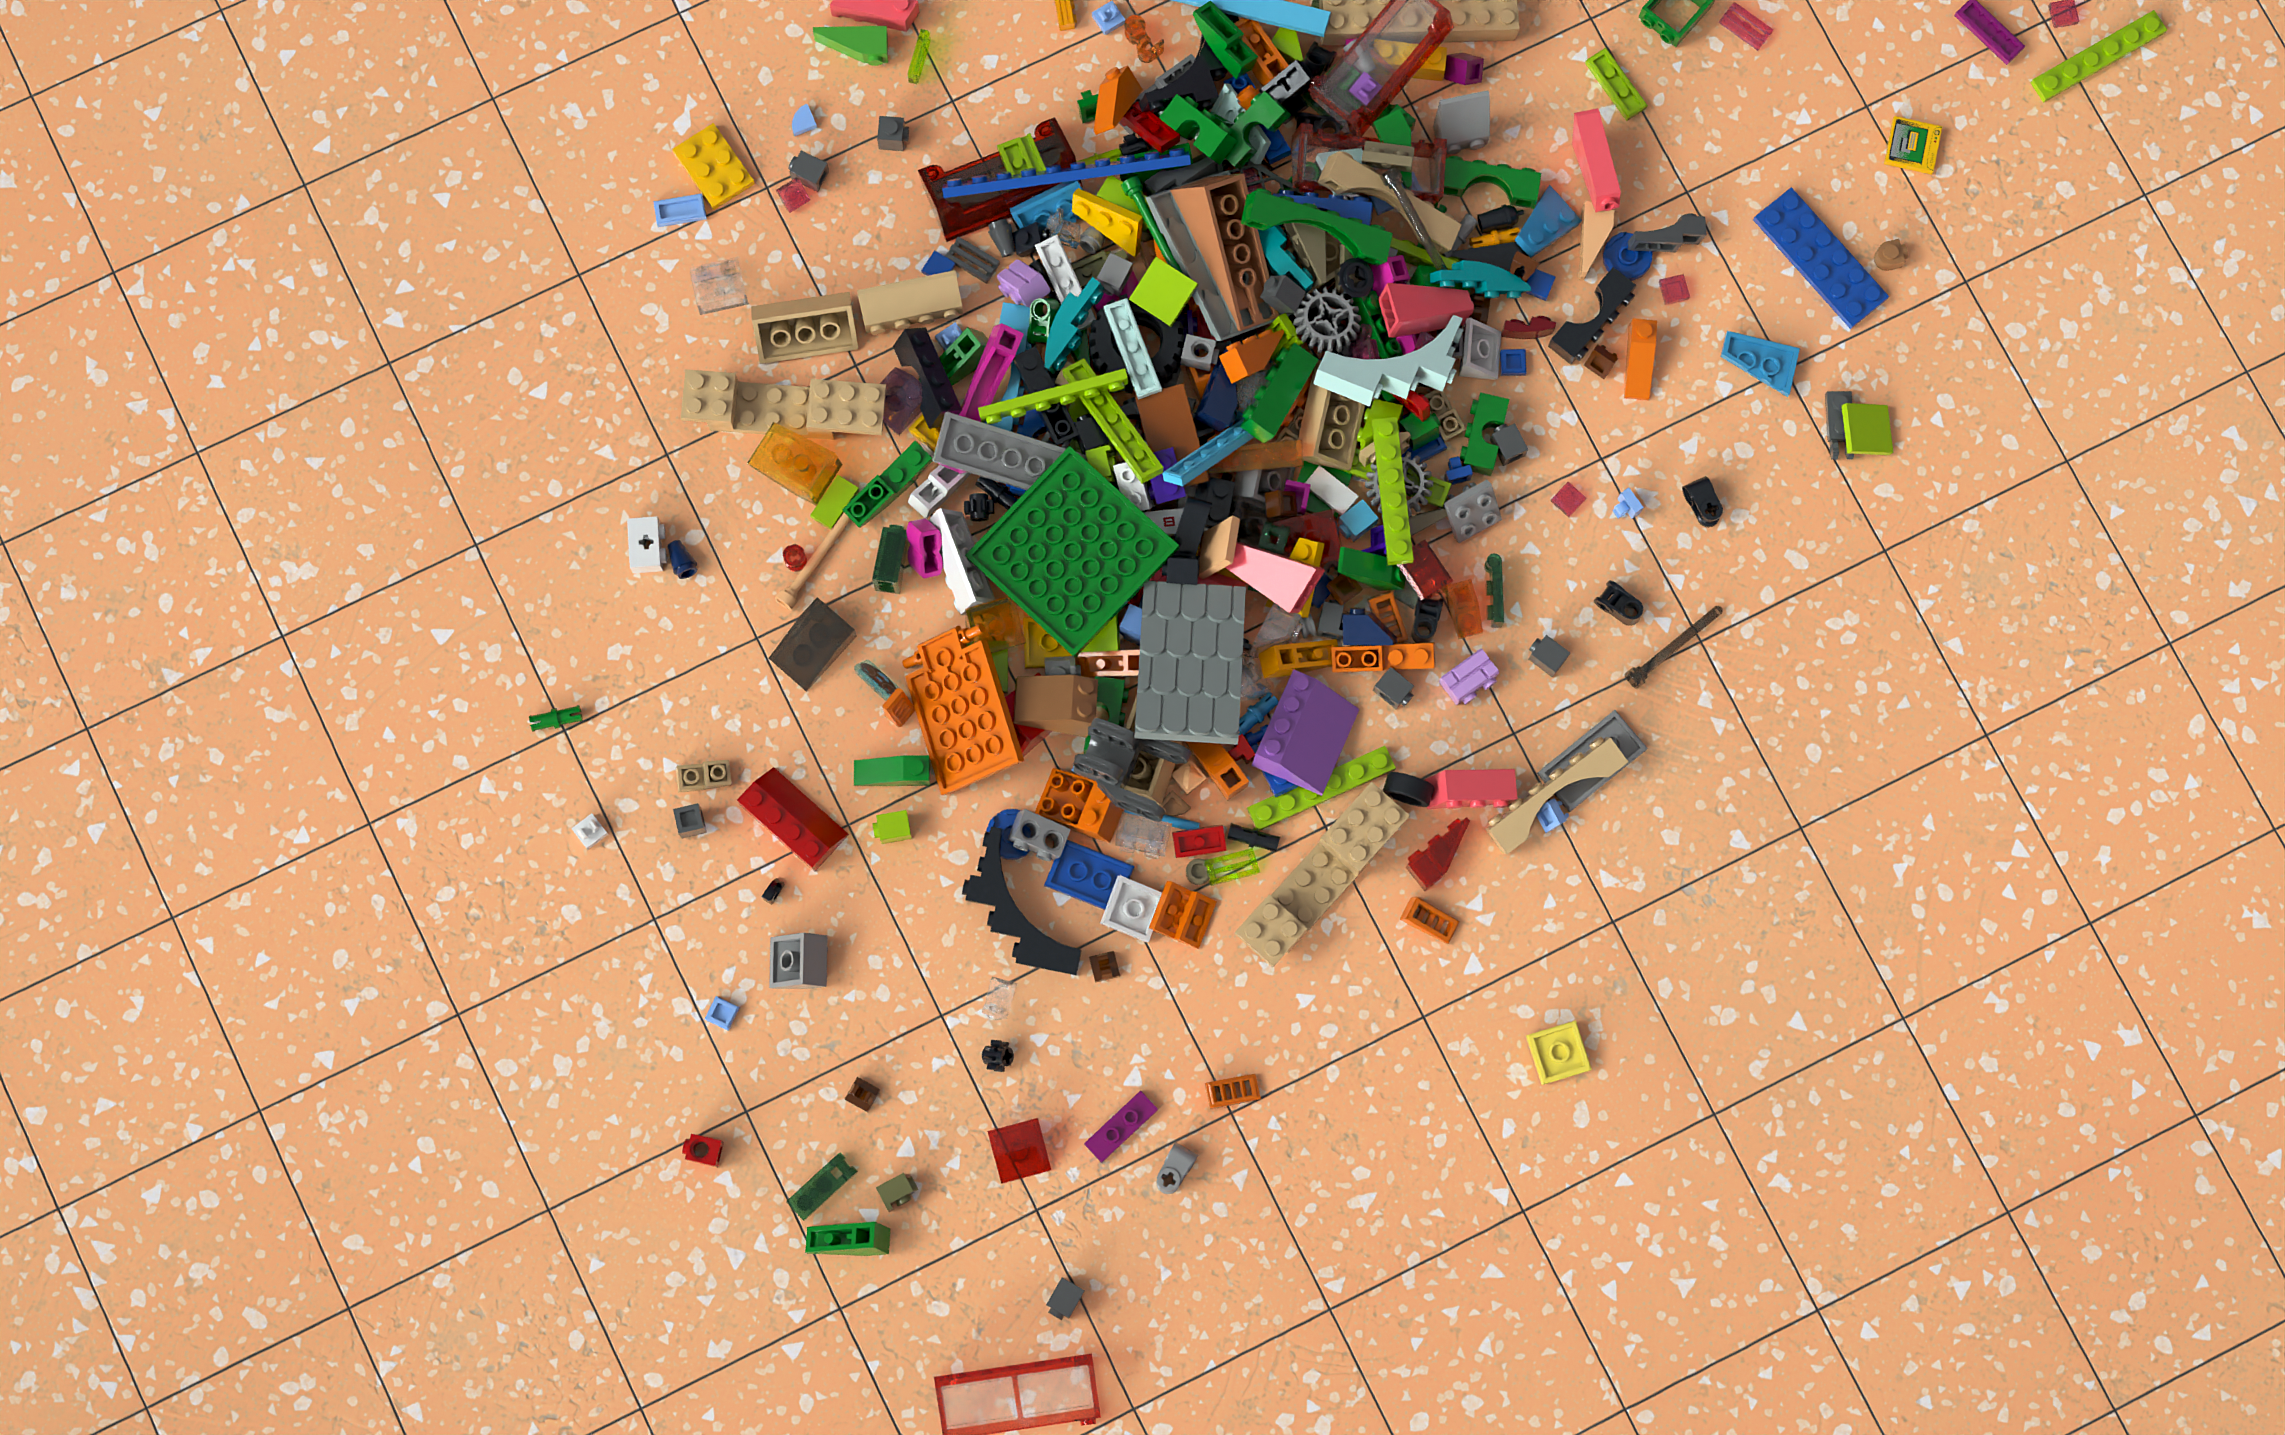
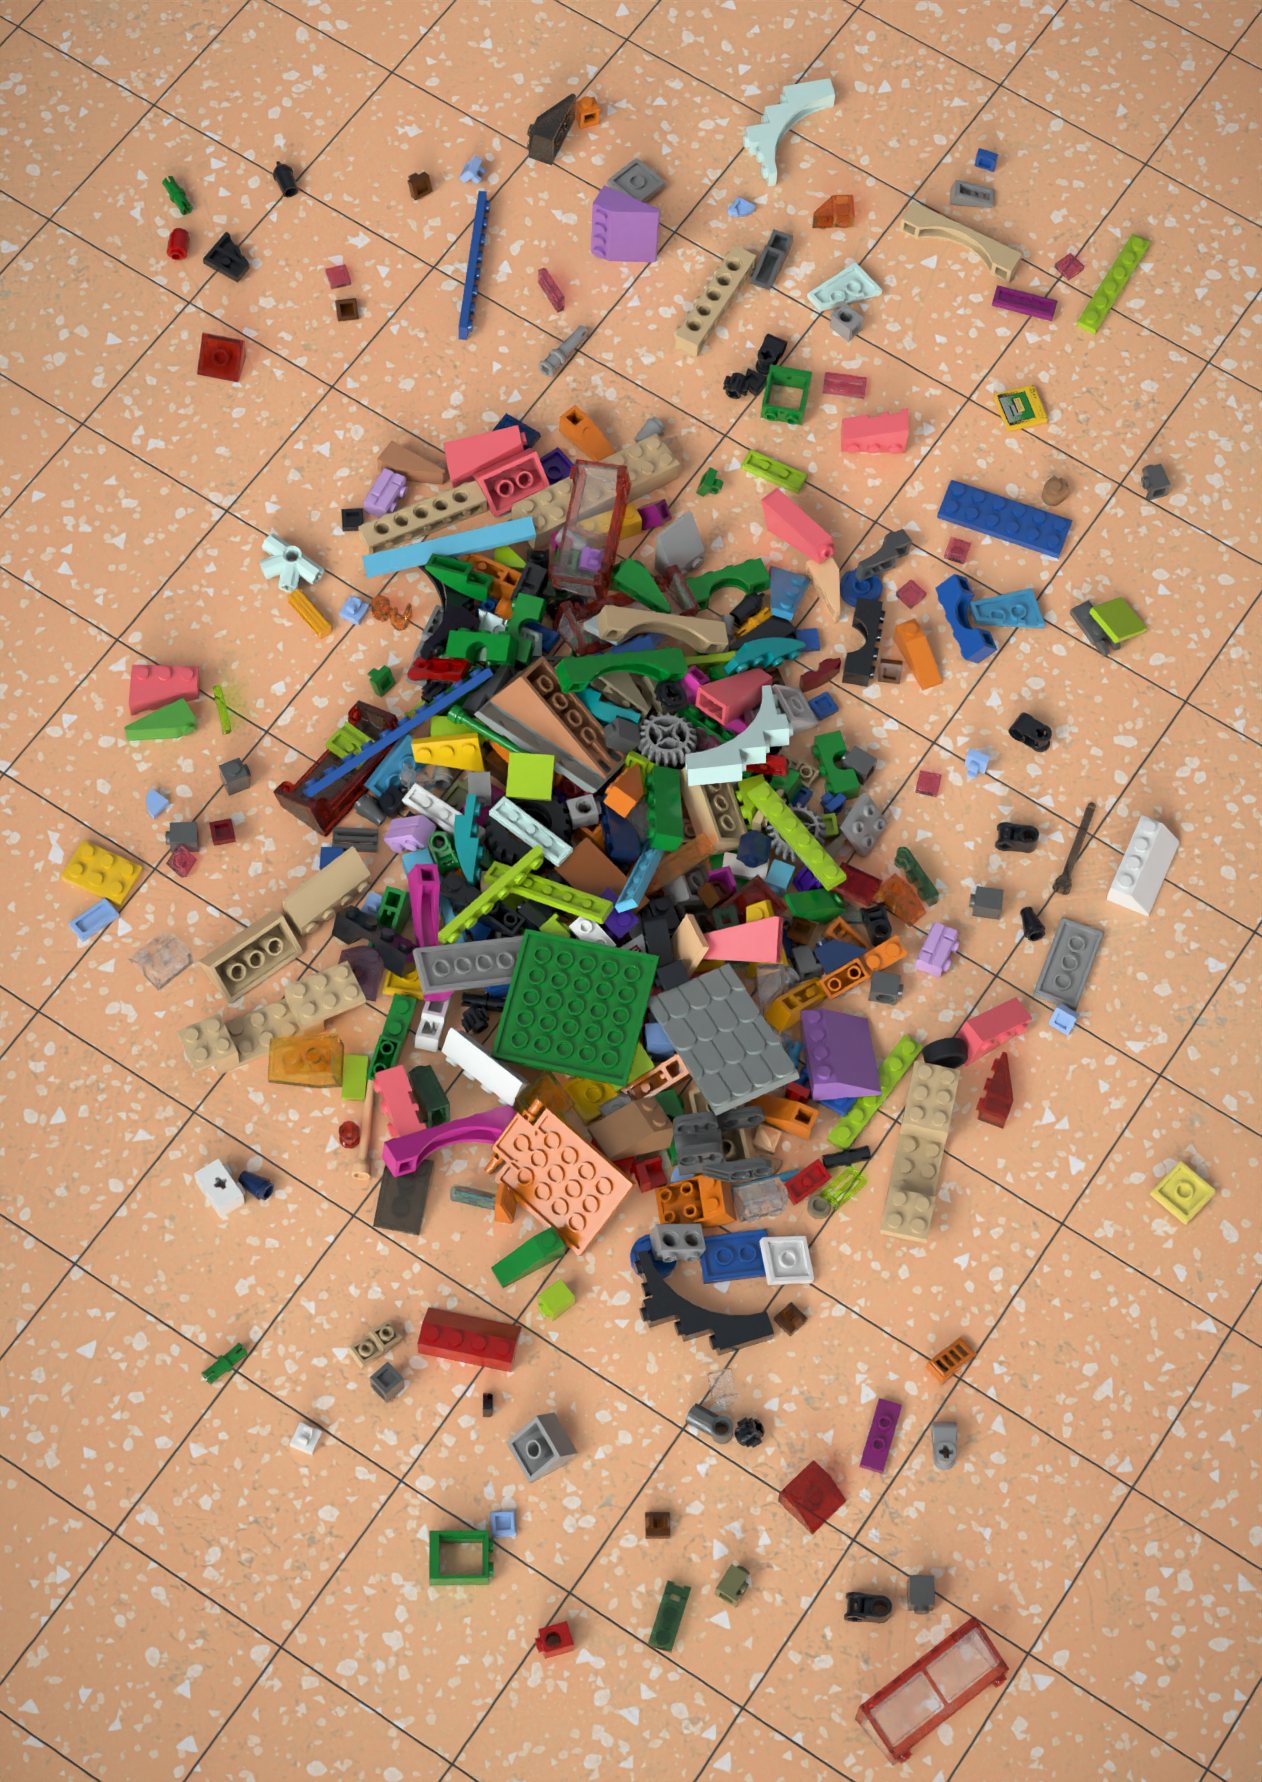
camera: 30 degrees left, 15 degrees down
(639, 1011) = (460, 1536): none -> green window
(829, 610) = (407, 1152): none -> dark pink arch
(847, 185) = (222, 832): none -> dark red tile
(848, 1239) = (717, 1645): green slope -> none
(855, 554) = (398, 1102): none -> coral wedge
(924, 548) = (452, 1070): dark pink brick -> none
(966, 1024) = (708, 1423): none -> dark grey piece
(1005, 1282) = (865, 1608): none -> black piece
(1055, 752) = (650, 1174): none -> red panel
(1115, 98) = (399, 661): orange slope -> none
(1182, 914) = (828, 1245): orange slope -> none
(1345, 480) = (754, 849): none -> dark blue brick
(1388, 156) = (643, 594): dark tan bracket -> none
(1393, 180) = (657, 608): clear smoke piece -> none
(1408, 918) = (1006, 1146): orange slope -> none
(1514, 826) = (1042, 1039): tan arch -> none
(1522, 260) = (791, 623): reddish brown tile -> none
(1540, 64) = (709, 483): none -> green tile
(1579, 702) = (1032, 926): none -> black cone
(1714, 318) = (955, 598): none -> blue arch
(1729, 702) = (1143, 866): none -> white slope
(1741, 98) = (875, 434): none -> coral wedge
(1750, 267) = (957, 550): none -> clear pink plate
(2001, 299) = (1155, 481): none -> dark grey brick

